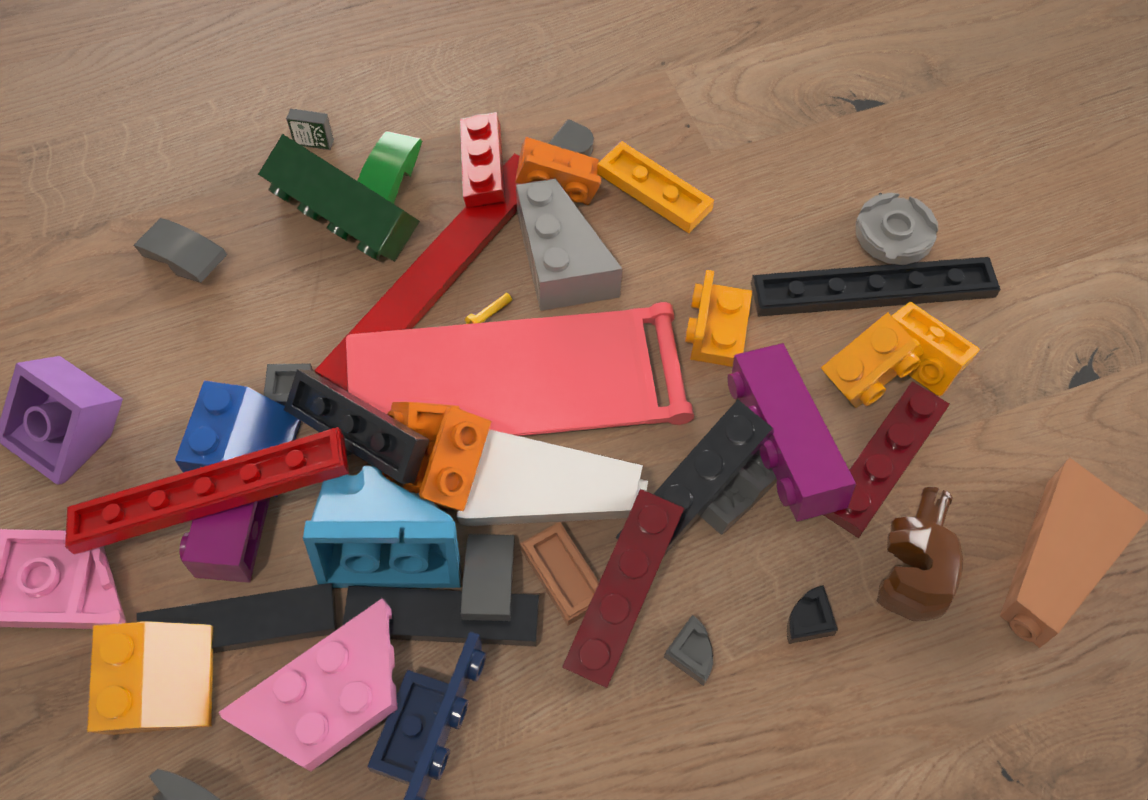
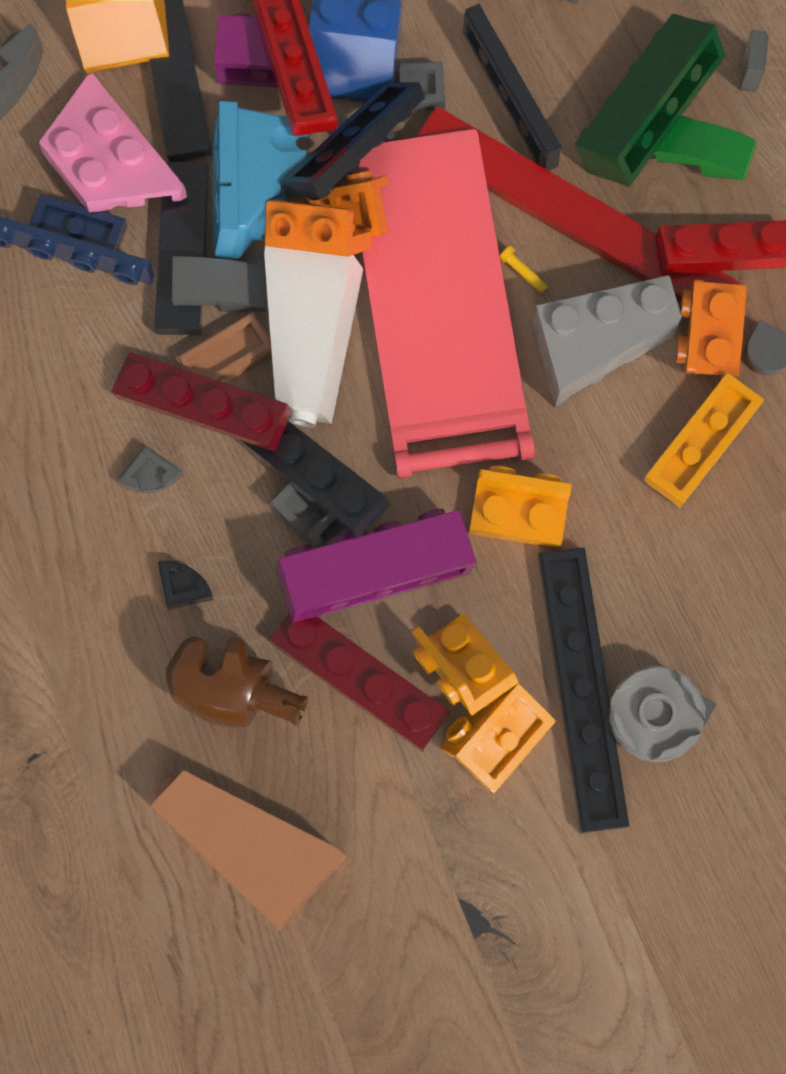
camera: 90 degrees right, 15 degrees up
(305, 306) = (511, 88): none -> black tile

